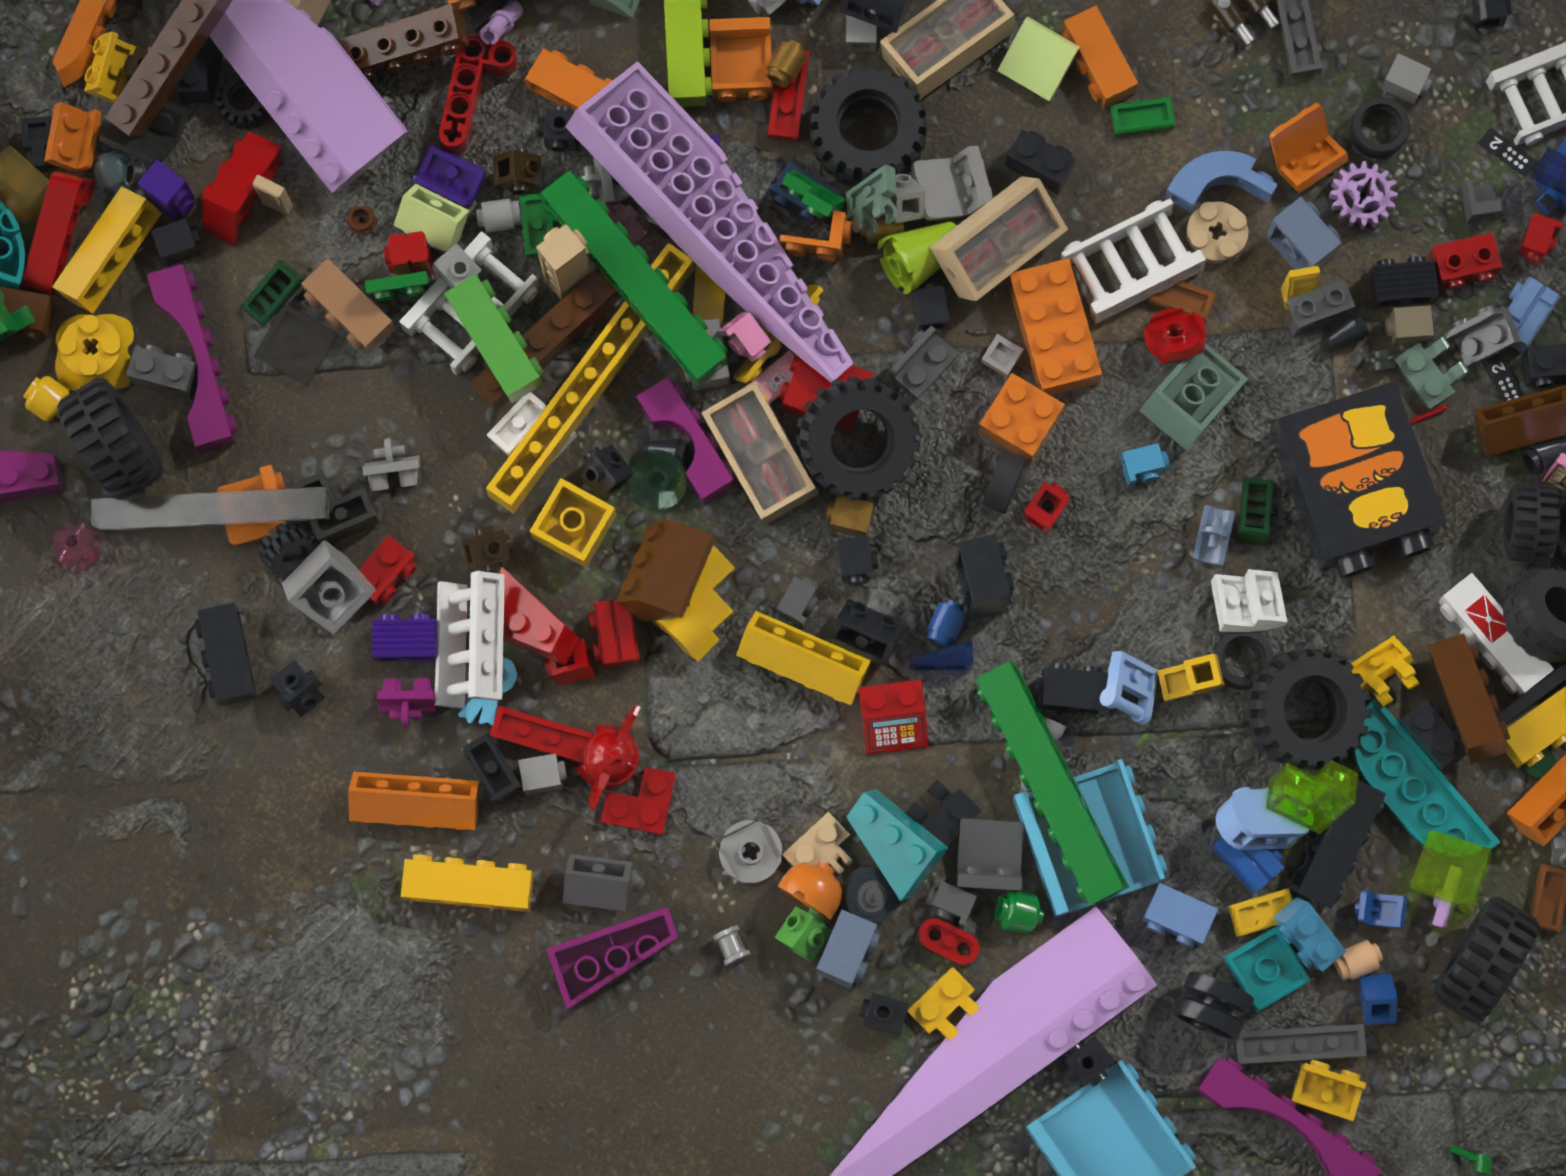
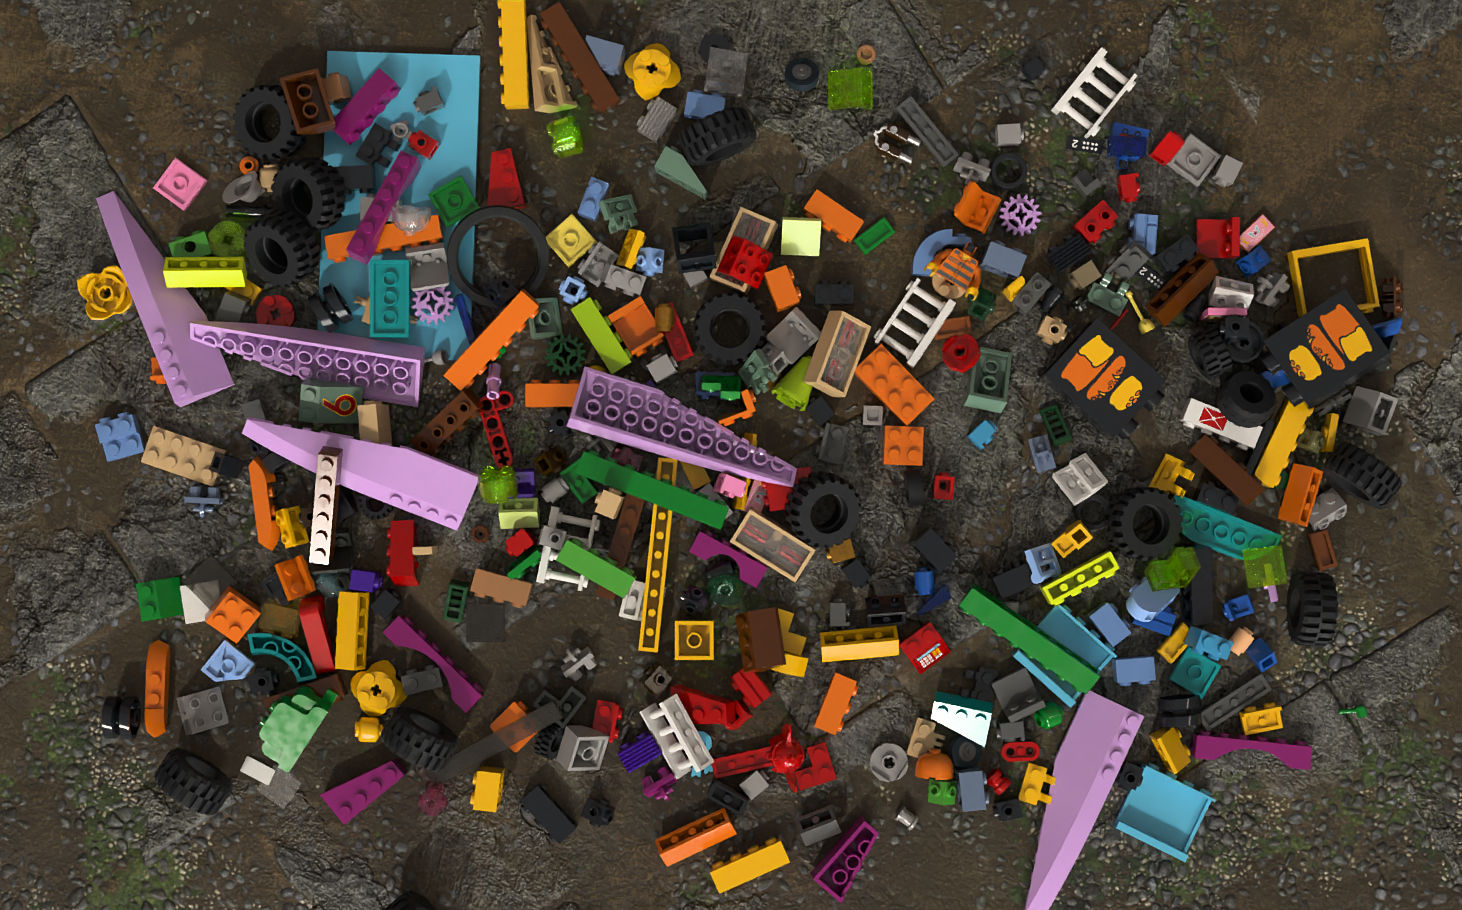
camera: 30 degrees left, 10 degrees up
(163, 567) = (488, 788): none -> yellow brick
(423, 157) = (497, 484): none -> clear neon green brick
(609, 38) = (557, 355): none -> dark green gear
(722, 725) = (836, 703): none -> orange brick
(744, 128) = (662, 367): none -> light grey brick
(892, 969) = (997, 781): none -> red wheel
(942, 44) = (745, 261): none -> red bracket
(971, 117) = (782, 288): none -> orange brick
(1171, 1057) = (1170, 748): none -> yellow slope
(1172, 738) = (1079, 577): none -> neon yellow brick
(1179, 829) = (1109, 623): none -> medium blue brick
(1234, 213) = (958, 268): none -> torso
(1242, 283) = (982, 304): none -> clear green brick
(1322, 373) = (1044, 330): none -> tan brick
(1323, 90) = (971, 170): none -> light grey hips
(1460, 442) = (1144, 325): none -> light yellow hinge

